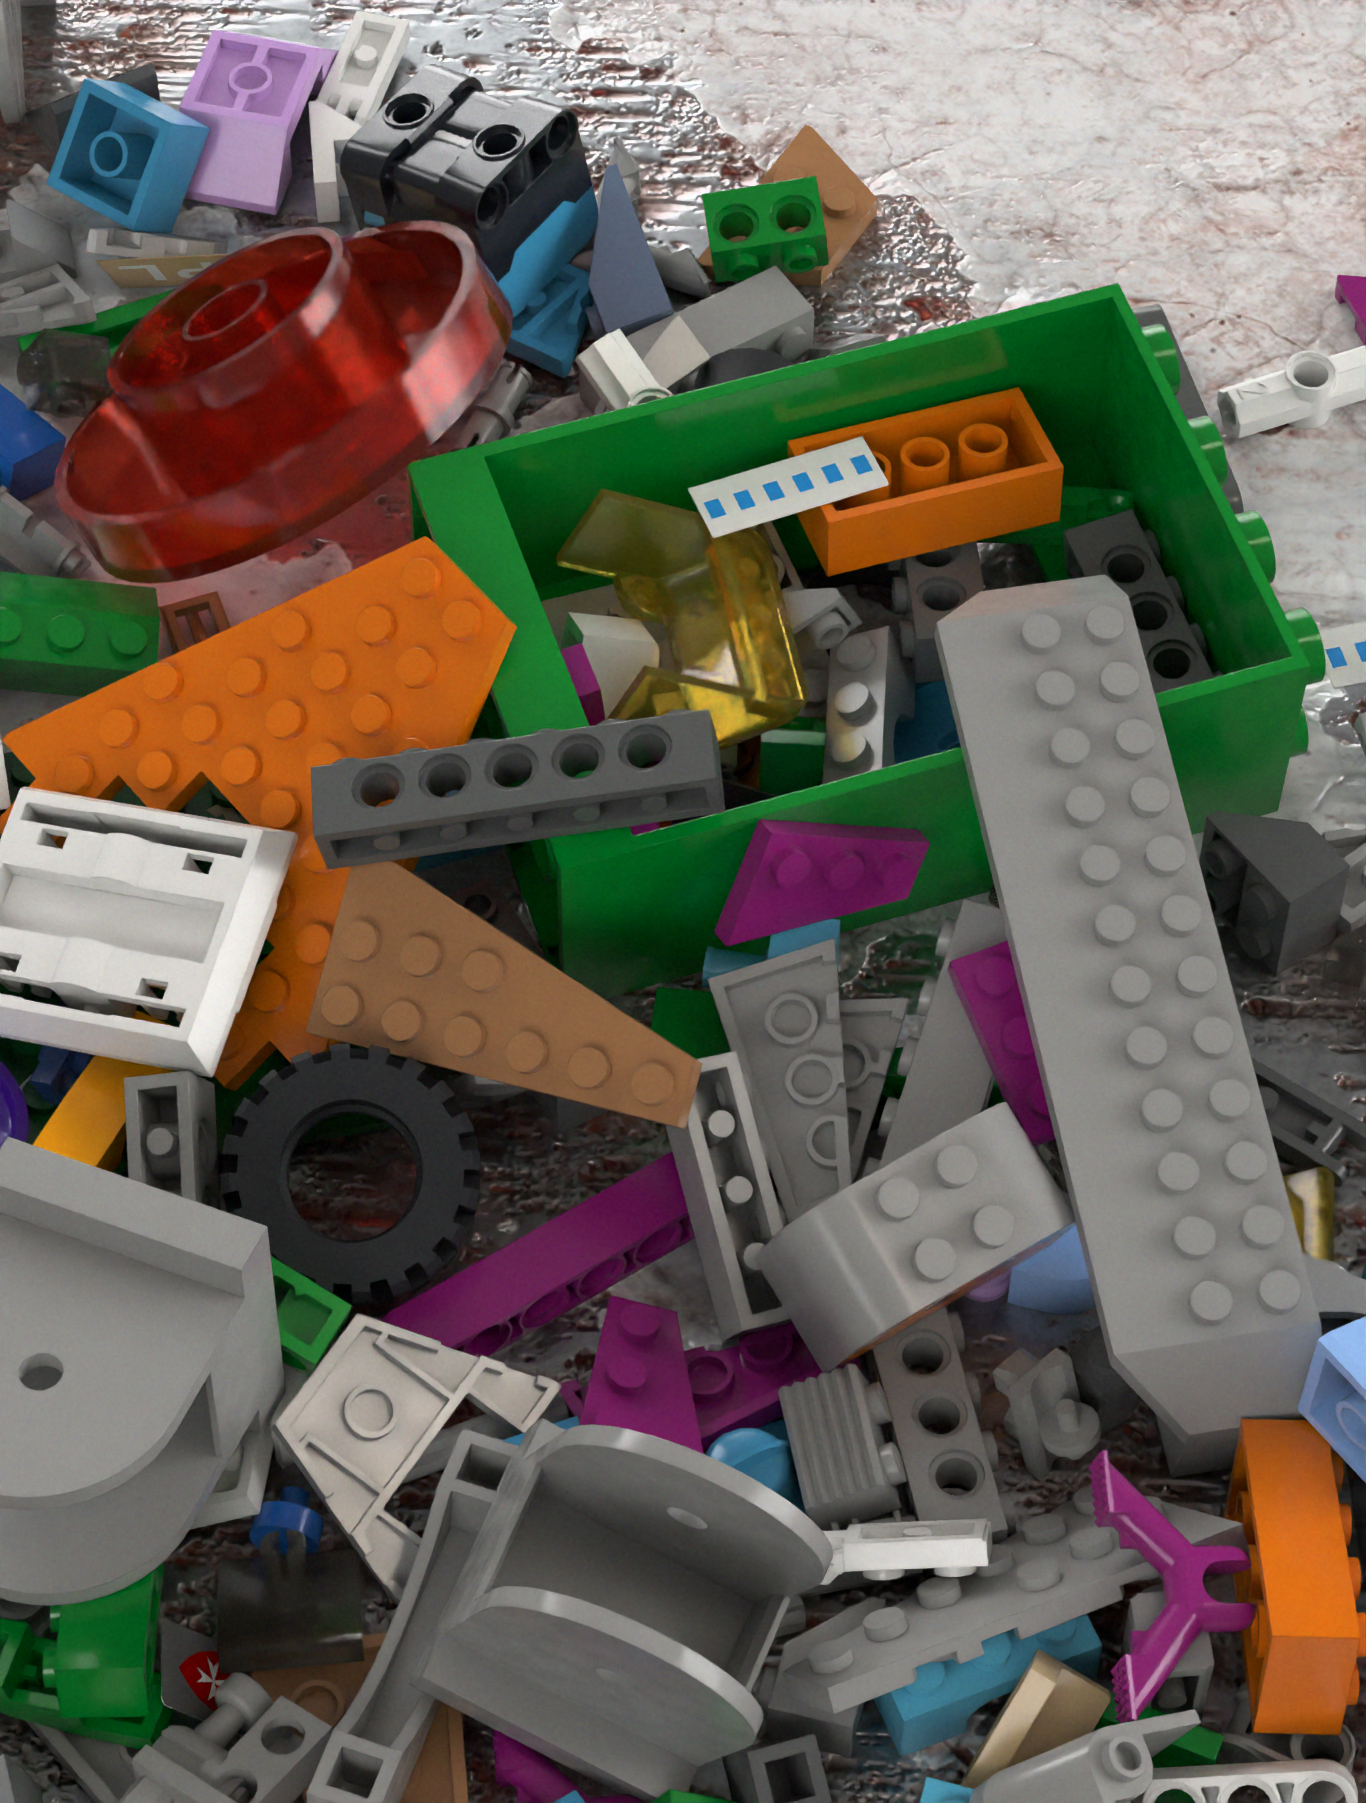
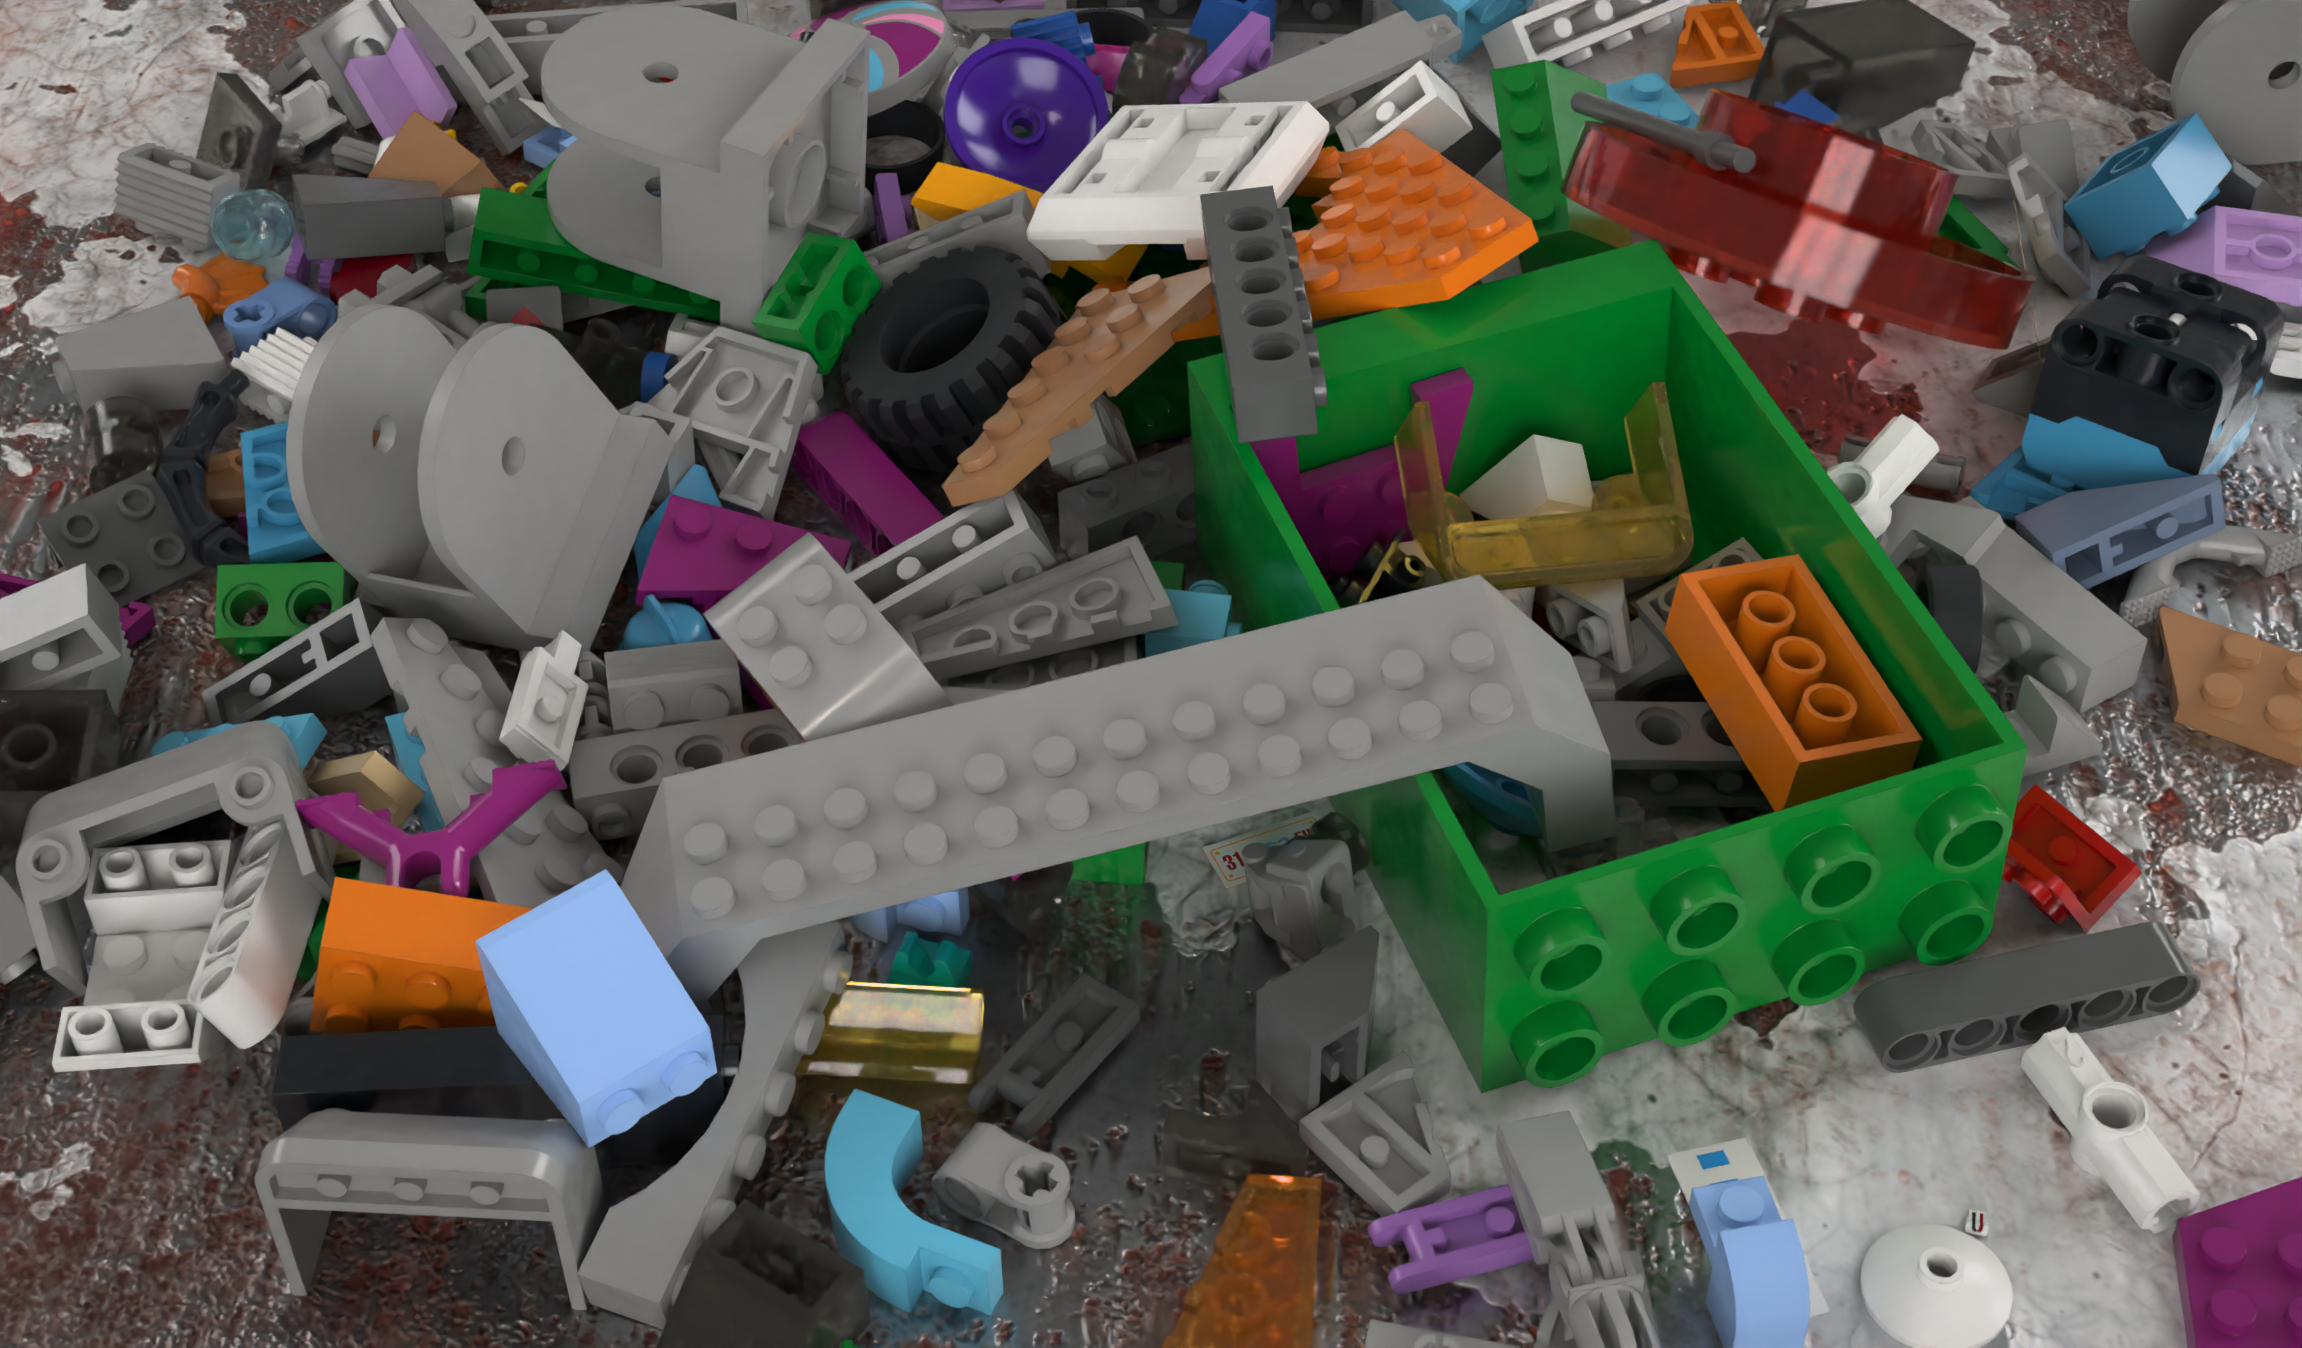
camera: 90 degrees right, 10 degrees down
(291, 392) = (1708, 147): none -> dark grey bar
(764, 216) = (2196, 629): green brick -> none
(788, 487) = (1728, 549): white sticker -> none
(817, 873) = (1238, 567): magenta wing -> none

